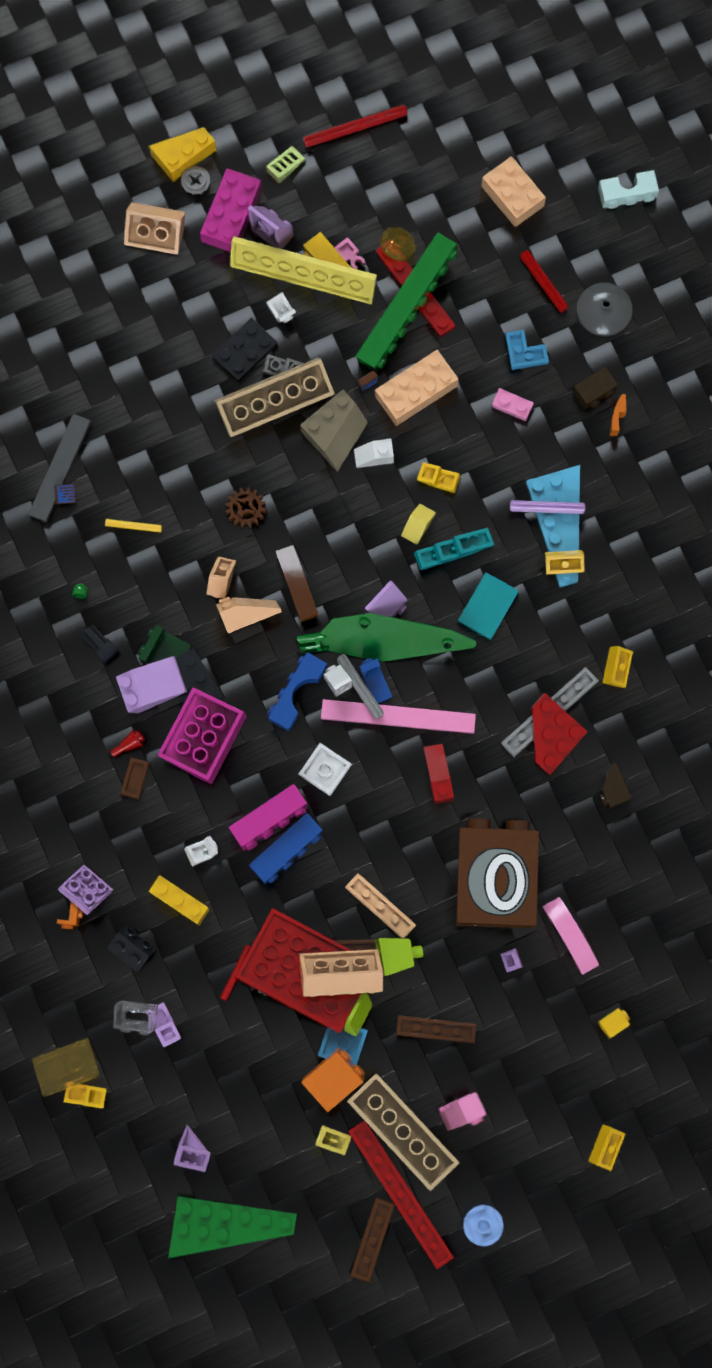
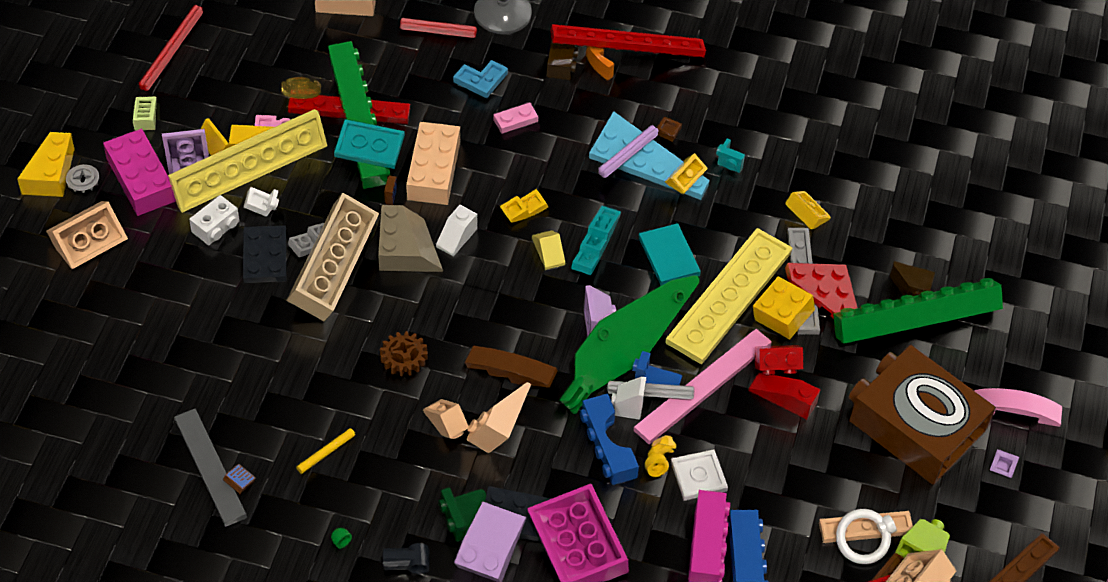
camera: 55 degrees left, 25 degrees down
(238, 294) = (214, 220): none -> white brick
(302, 231) = (215, 140): none -> yellow slope
(306, 736) = (656, 462): none -> yellow arm
(384, 335) = (369, 144): none -> teal tile
(385, 919) = (885, 526): none -> white piece
(459, 749) = (778, 358): none -> red brick
(488, 674) = (728, 296): none -> light yellow plate
(505, 719) = (783, 307): none -> yellow brick
(588, 811) = (918, 310): none -> green brick
(601, 514) = (668, 128): none -> reddish brown tile
(609, 580) = (730, 158): none -> teal bracket
(649, 422) = (627, 40): none -> red plate

